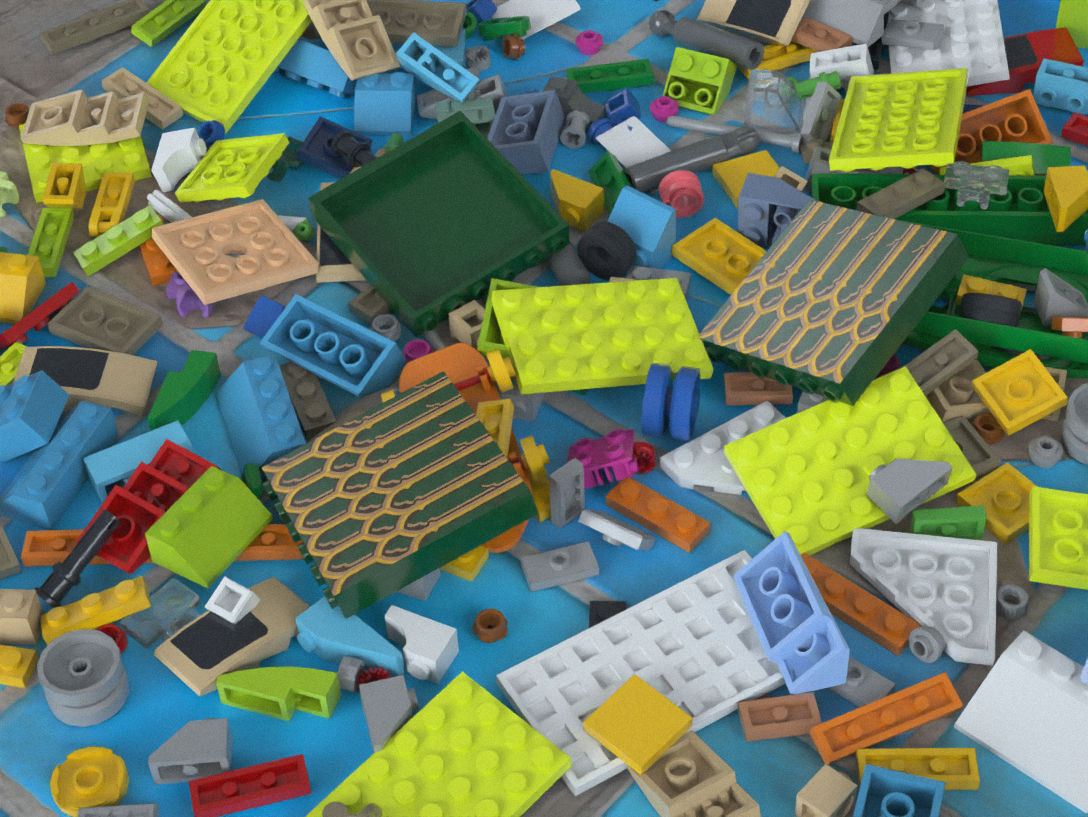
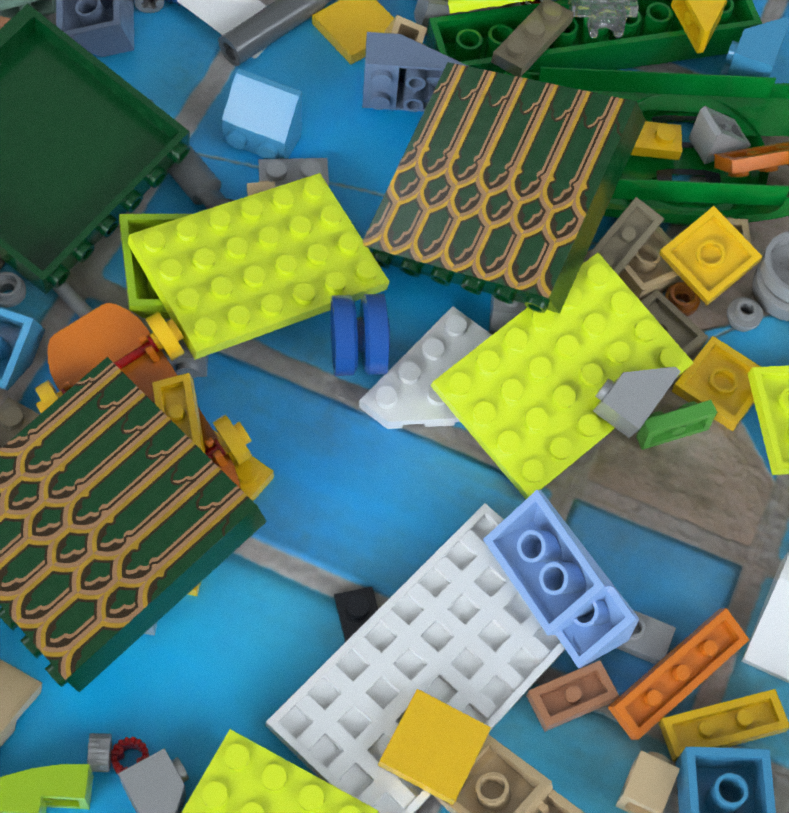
camera: 25 degrees left, 15 degrees up
(334, 637) = (83, 712): medium azure slope -> none
(416, 349) = (54, 315): dark pink plate -> none
(426, 644) = (173, 693): white arch -> none
(467, 332) = (105, 270): tan brick -> none
(490, 619) = (237, 643): dark orange plate -> none
(559, 566) = (289, 558): light grey plate -> none
(567, 493) = (278, 473): light grey plate -> none
(576, 200) = (175, 84): yellow slope -> none
(604, 452) = (299, 412): dark pink hinge -> none
(606, 250) = (232, 148): black tyre -> none
(610, 176) = (210, 58): green plate -> none
(616, 531) = (340, 503): light grey plate -> none
(646, 463) = (339, 405): red bush -> none
(658, 514) = (375, 469): orange plate -> none
(683, 192) = (291, 60): coral wheel -> none
(719, 254) = (358, 133): yellow plate -> none
(749, 389) = (426, 297): nougat plate -> none
(861, 608) = (617, 542): orange plate -> none
(926, 643) = (693, 573): light grey plate -> none
(936, 584) = (686, 498): white plate -> none
(991, 309) = (658, 163): black tyre -> none
(1013, 593) = (763, 492): light grey axle -> none

